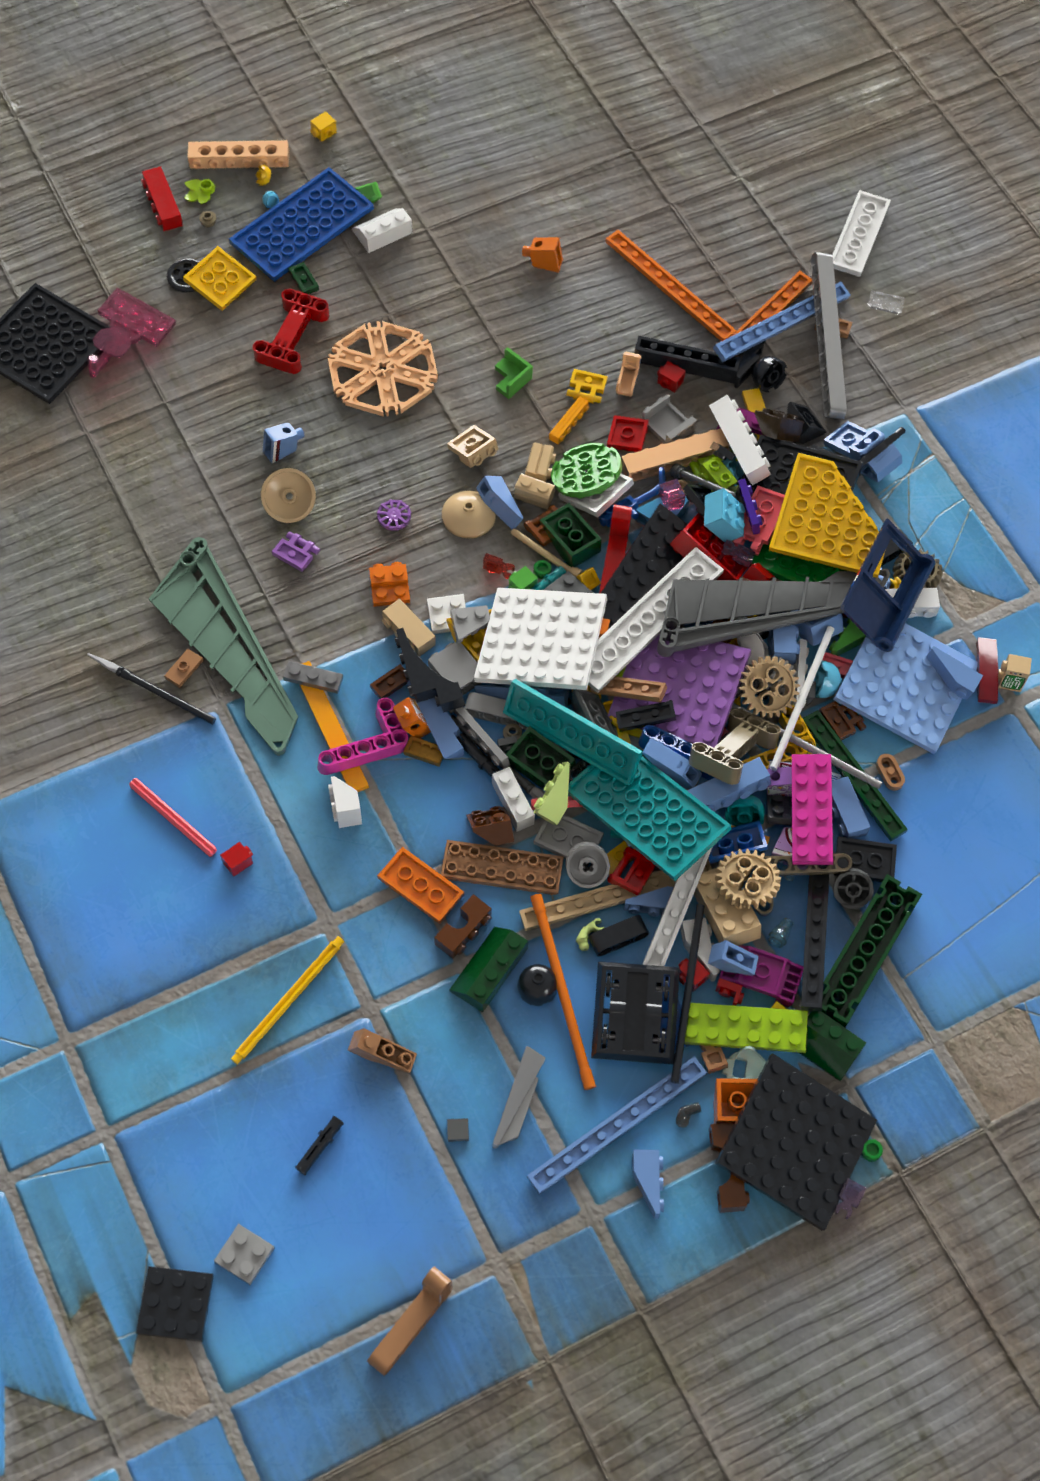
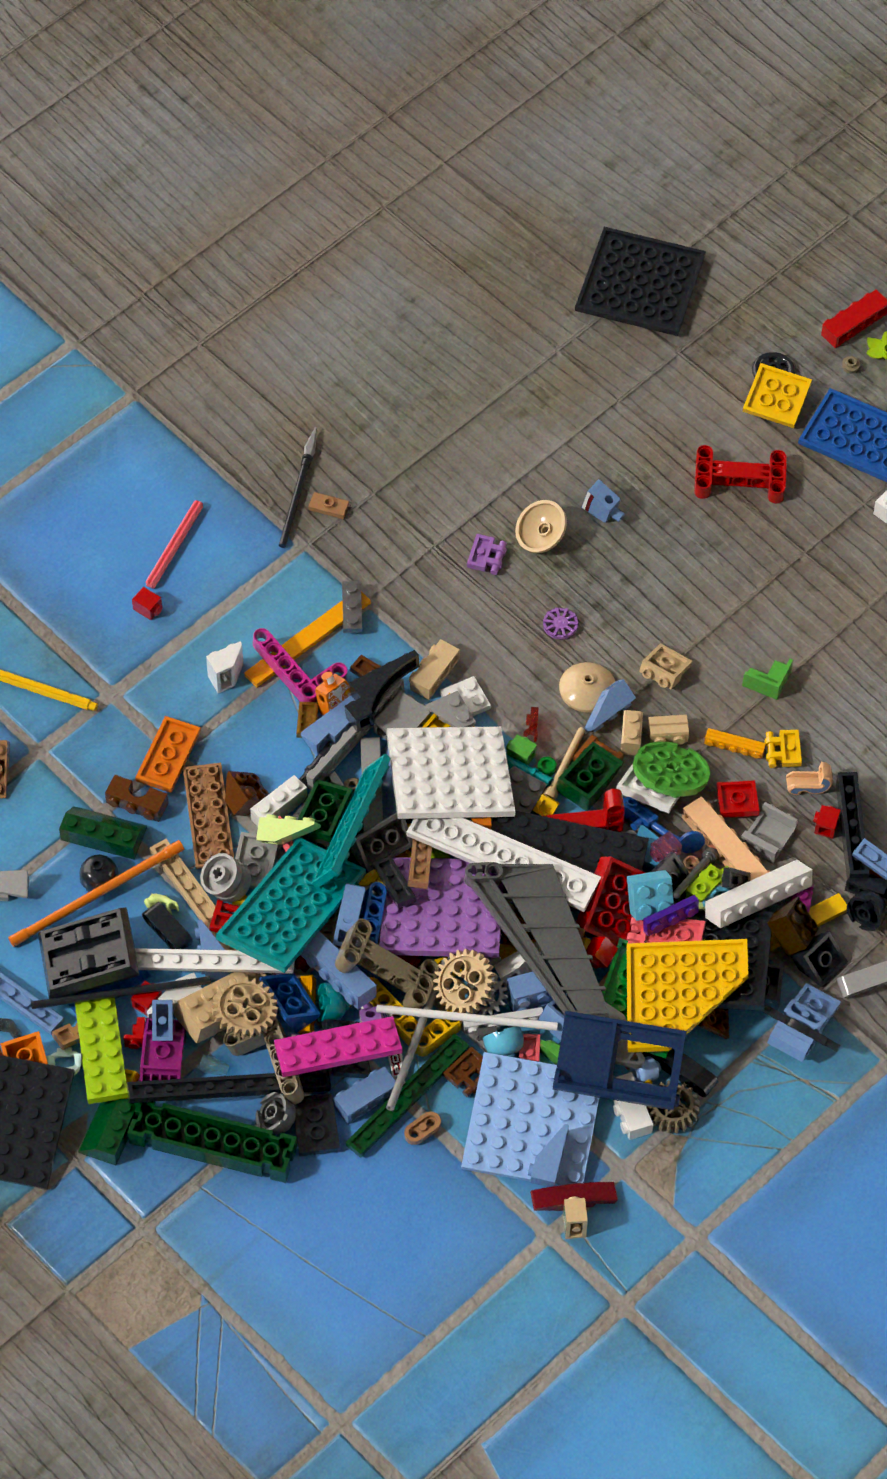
camera: 75 degrees right, 5 degrees down
(129, 324) = (691, 341): clear pink plate -> none
(200, 622) = (379, 501): sand green wing -> none
(303, 278) = (810, 466): dark green plate -> none
(380, 357) = (729, 551): light nougat plate -> none
(389, 584) = (479, 641): orange plate -> none
(740, 553) = (618, 927): clear purple plate -> none
(872, 1150) = (16, 1192): green tile -> none

